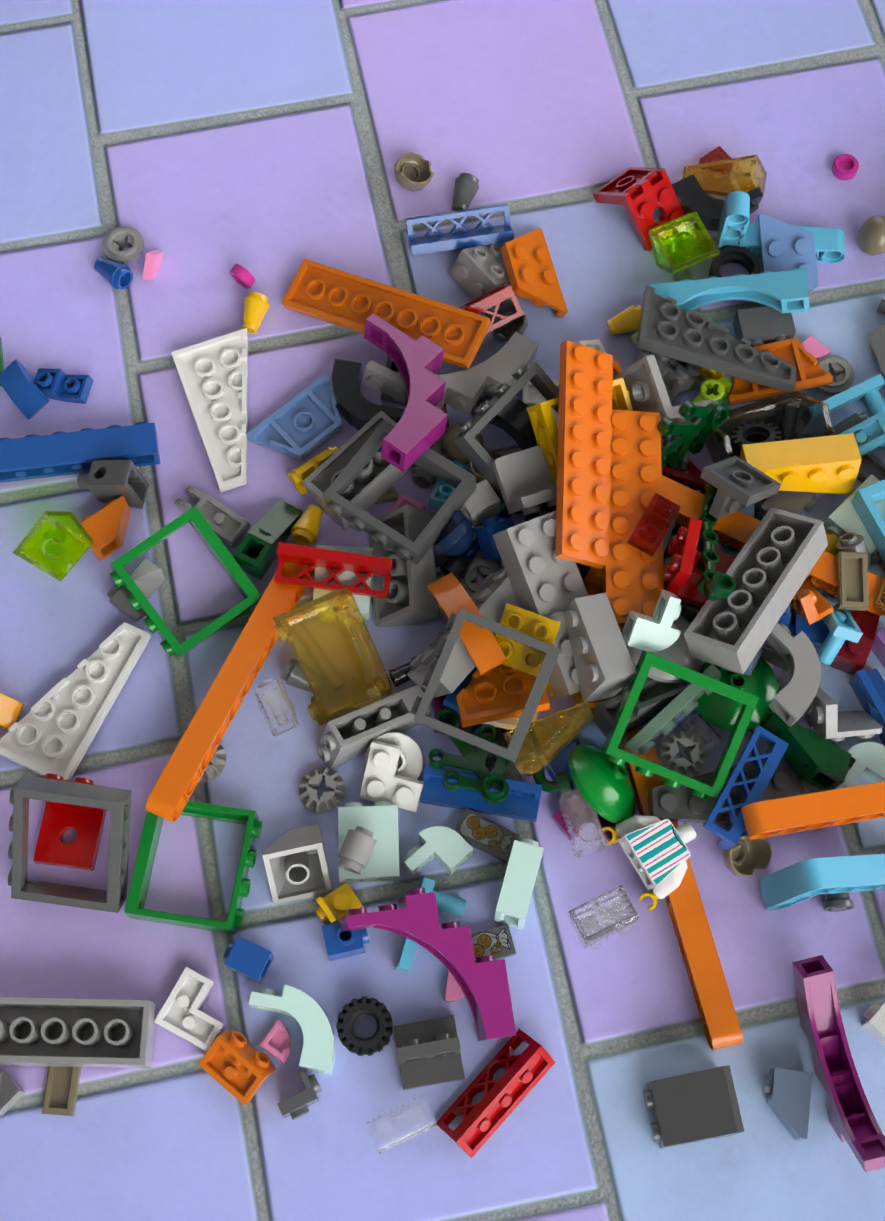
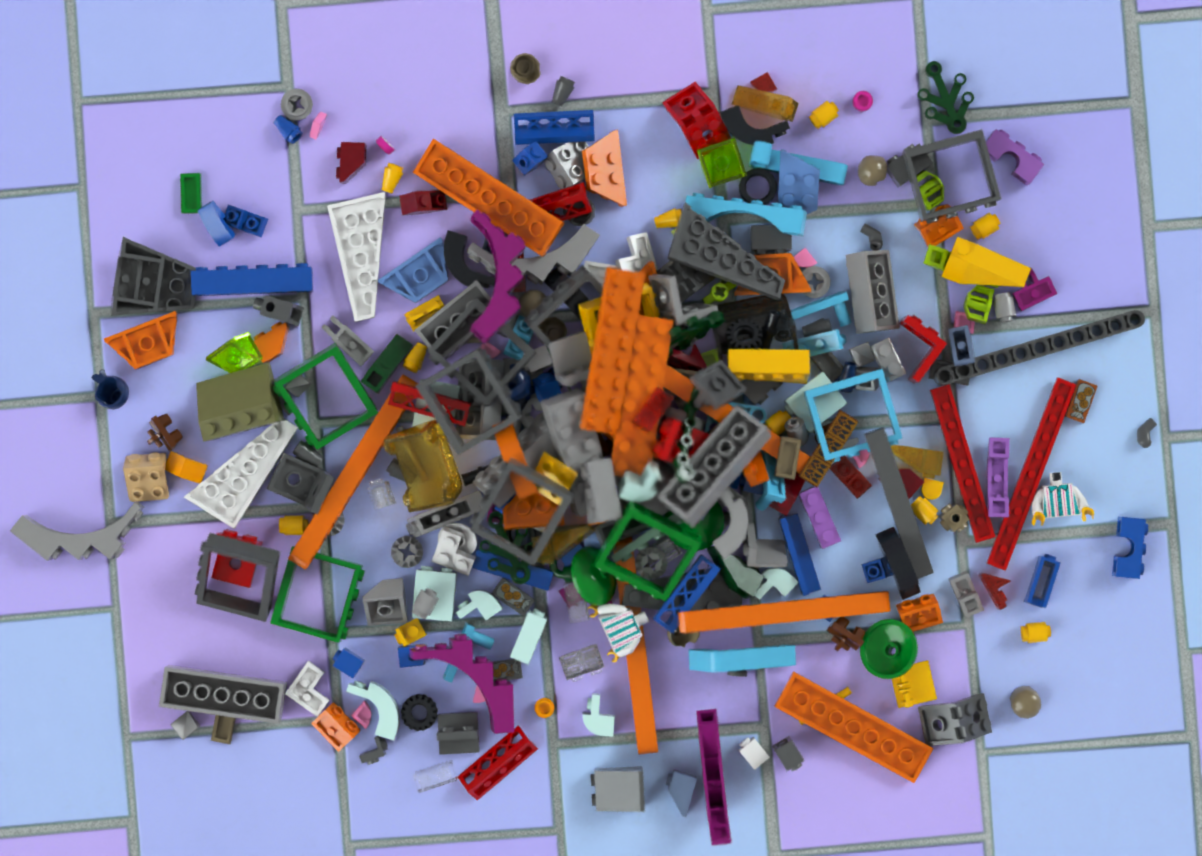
camera: 15 degrees right, 20 degrees up
(62, 610) = (237, 402): none -> olive slope
(148, 768) = (293, 524): none -> yellow brick
(165, 668) = (307, 454): none -> dark grey cone
(172, 707) = (310, 488): none -> dark grey bracket
(200, 297) = (352, 160): none -> dark red slope
(297, 335) = (422, 202): none -> dark red slope
(433, 266) = (530, 158): none -> blue brick
(438, 525) = (443, 419): none -> dark grey window
(556, 996) = (544, 707): none -> light orange plate
(640, 1007) = (598, 723): none -> light aqua brick
(801, 183) = (824, 114): none -> yellow brick

